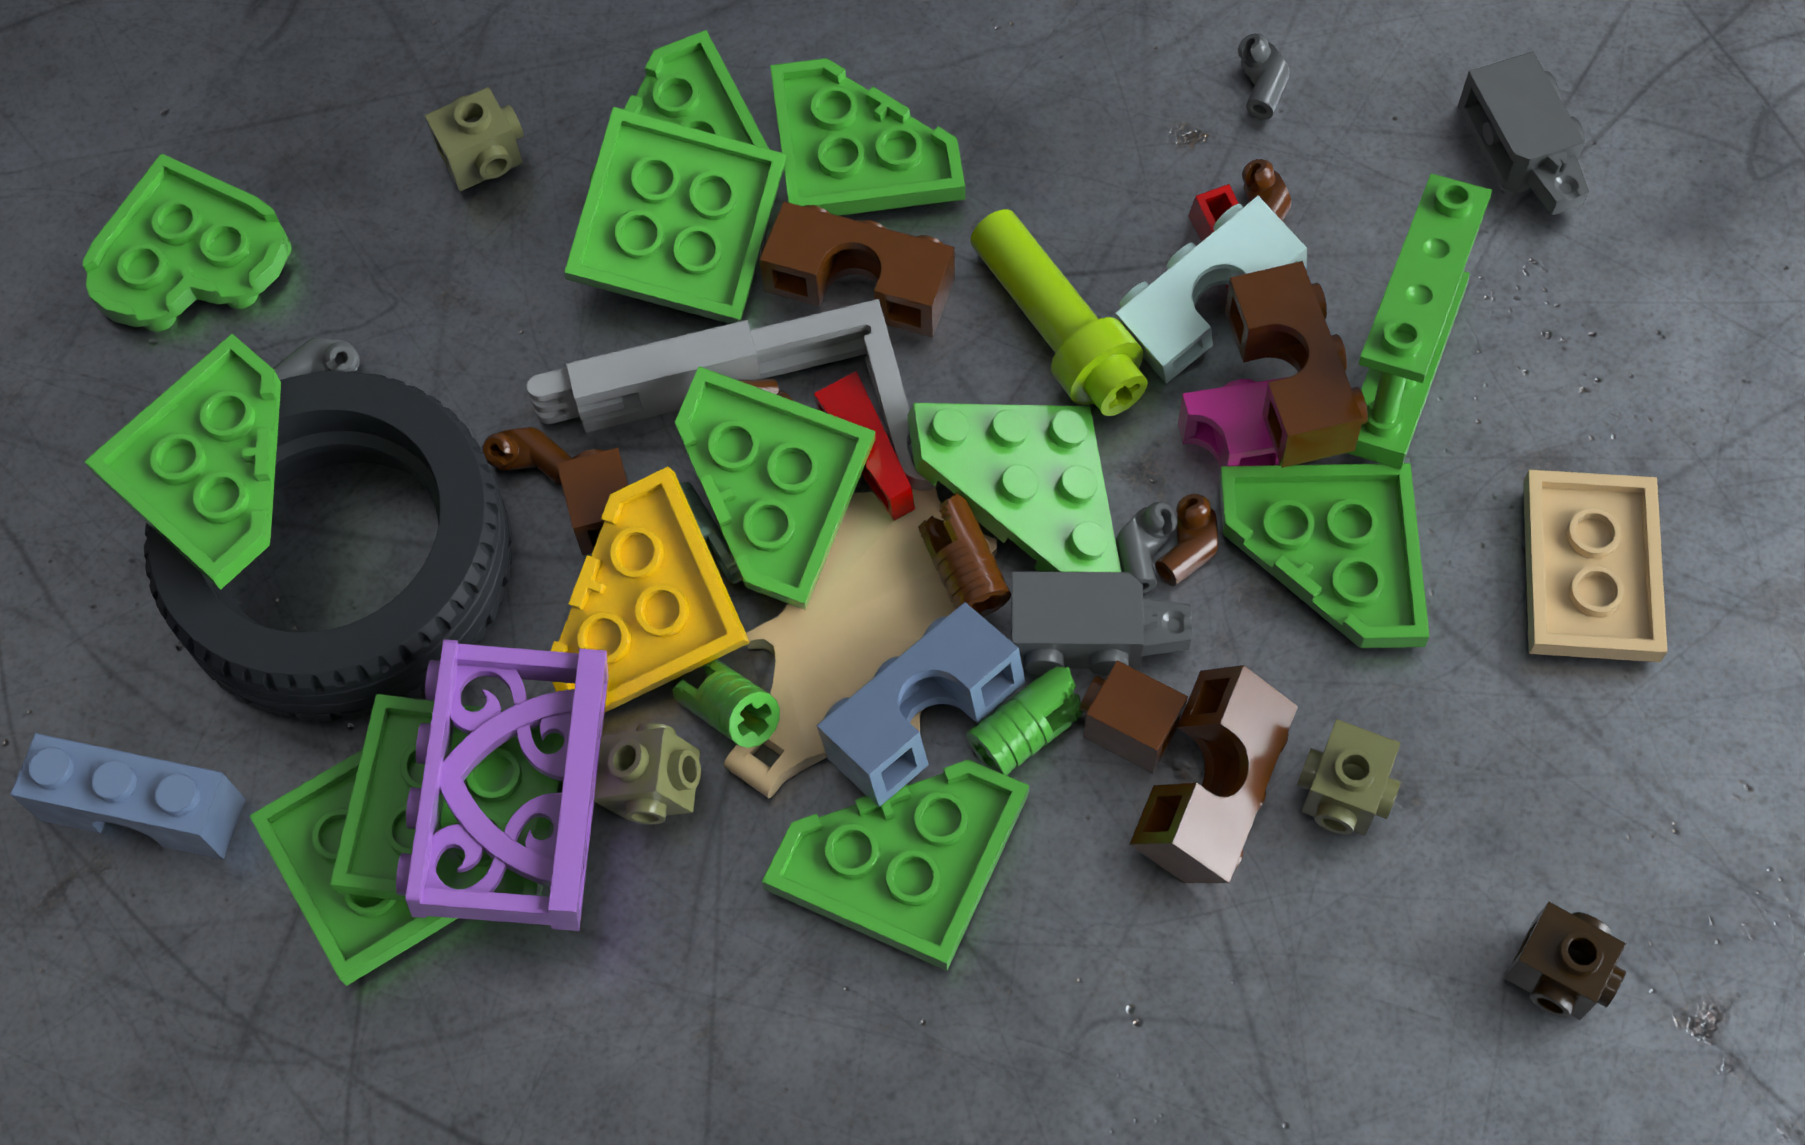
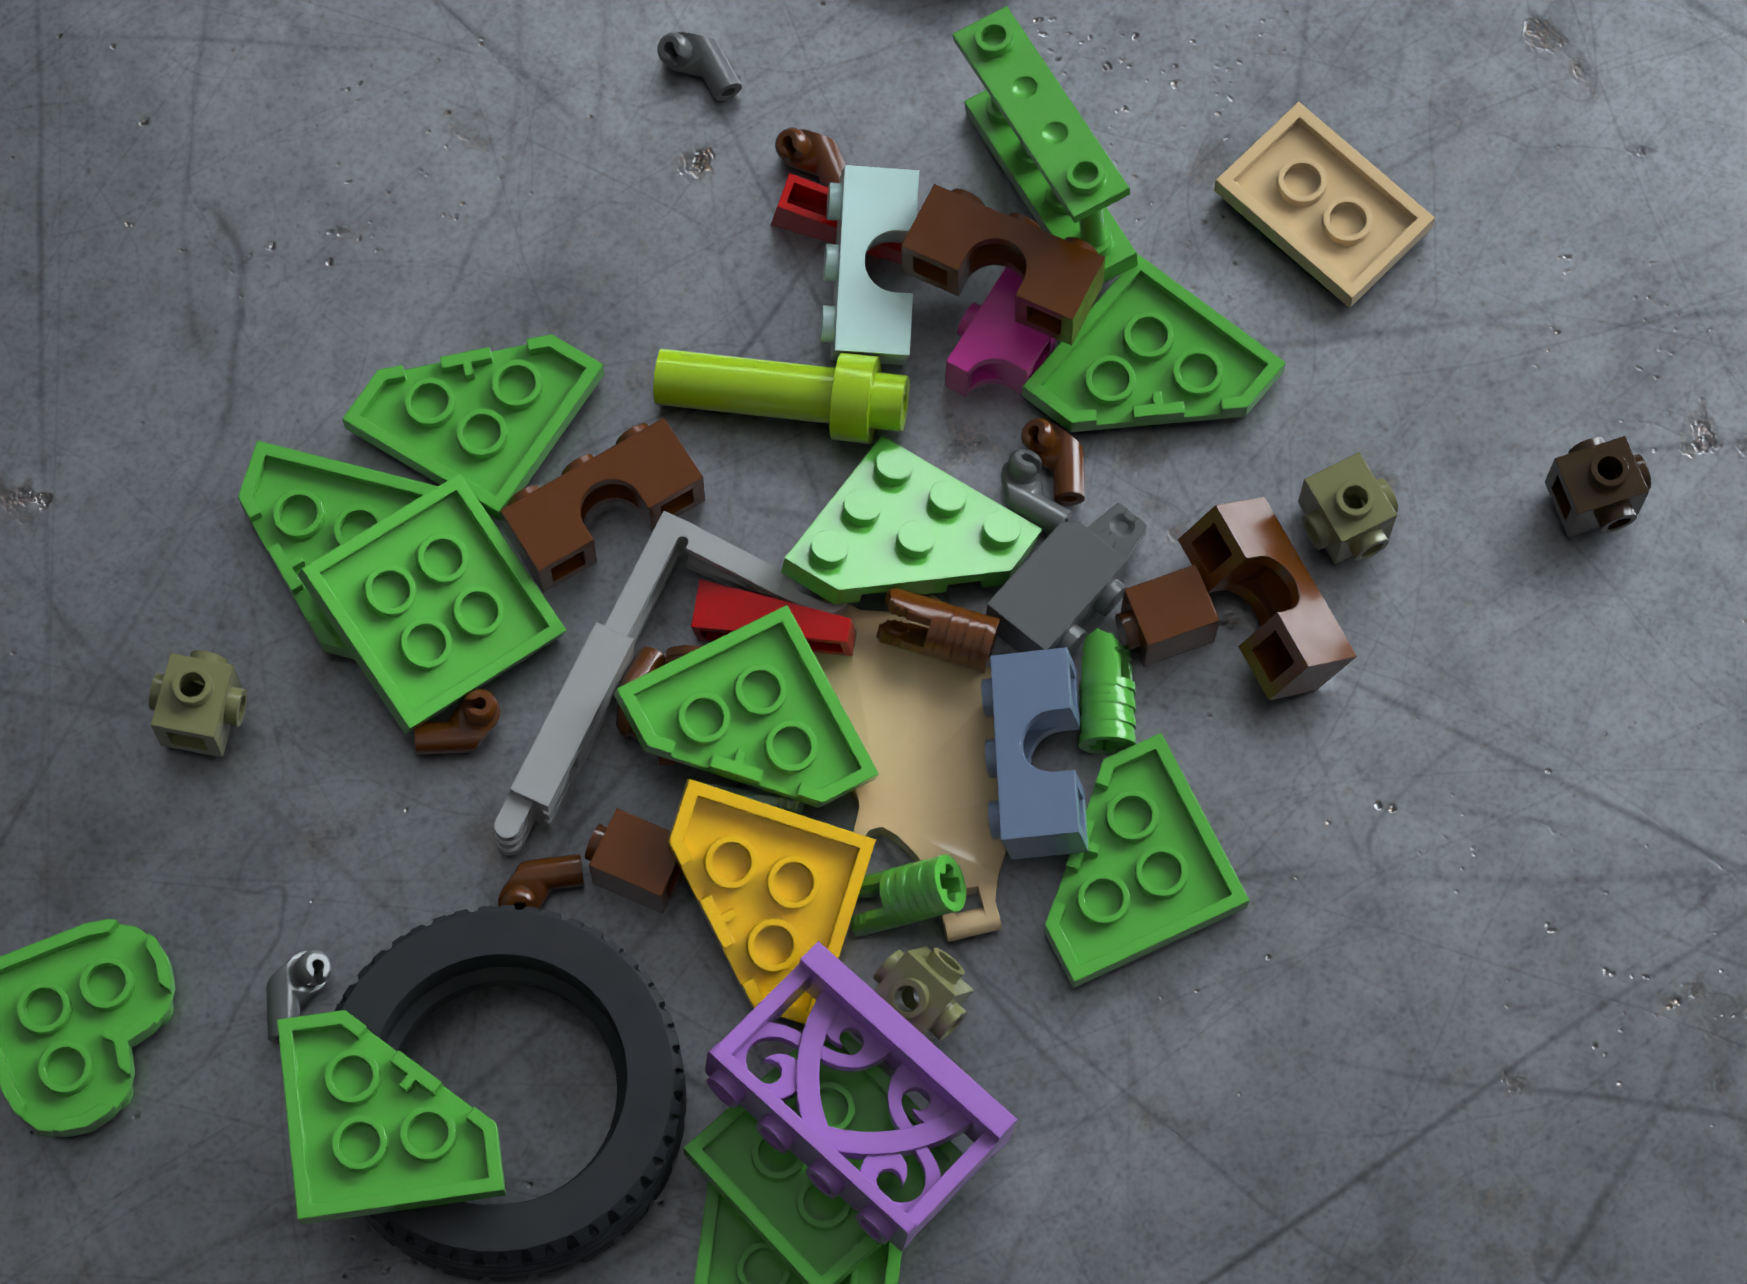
camera: 55 degrees left, 5 degrees up
(606, 317) = (463, 729): none -> reddish brown arm

